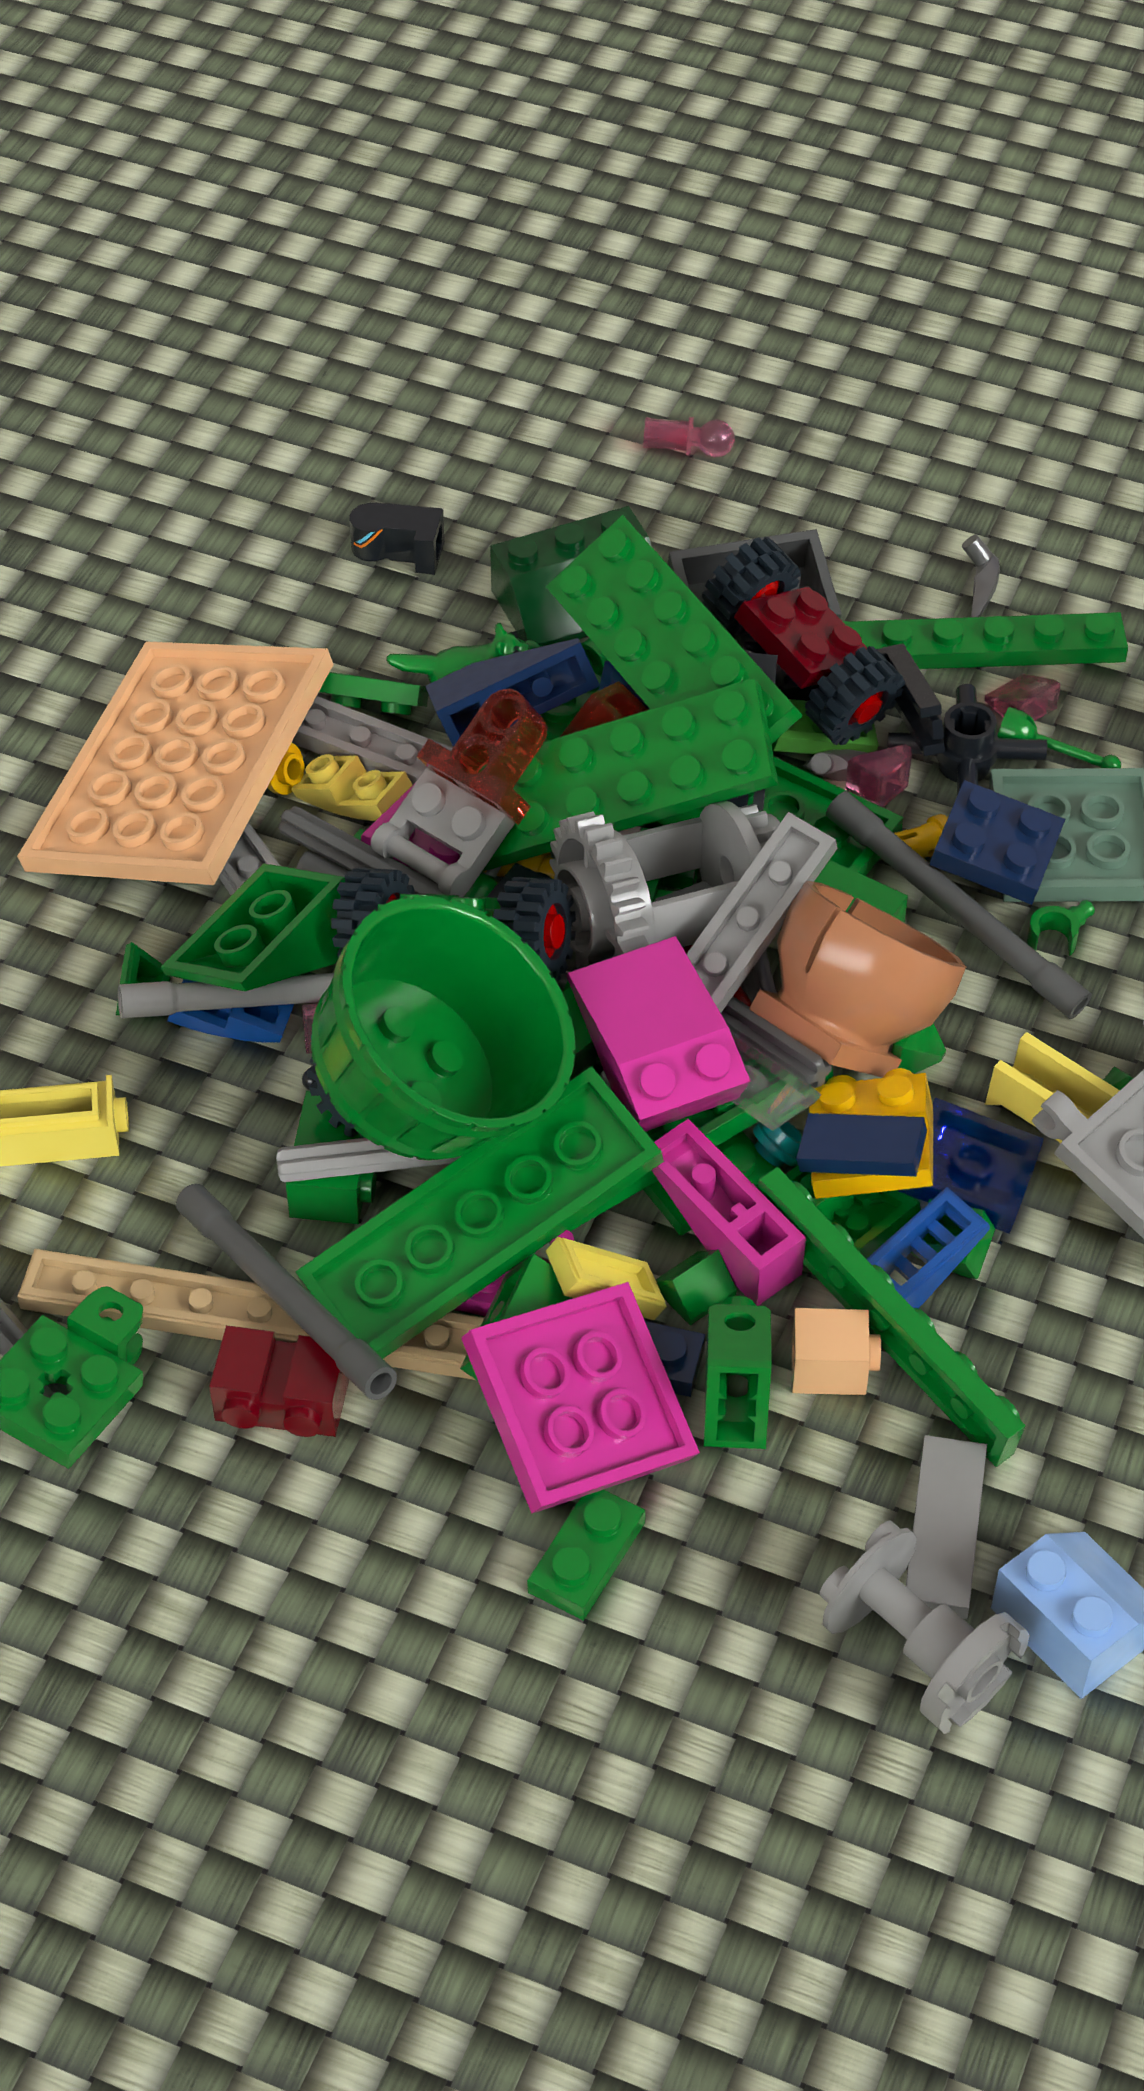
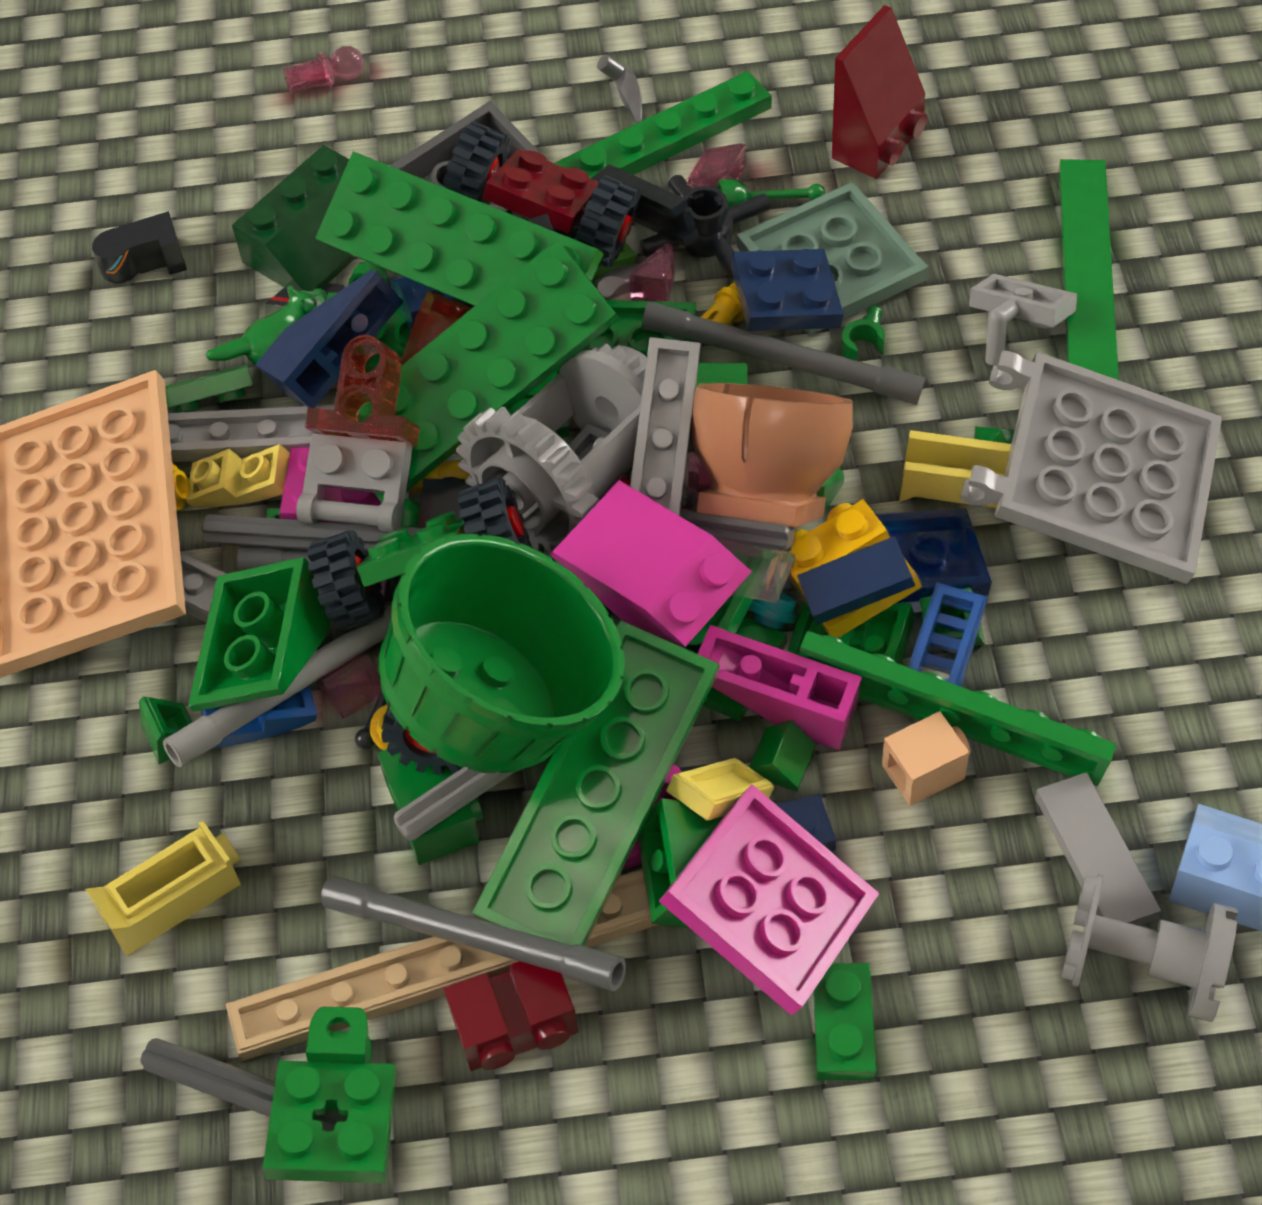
camera: 25 degrees left, 5 degrees up
(737, 1346) = (872, 812): green torso -> none

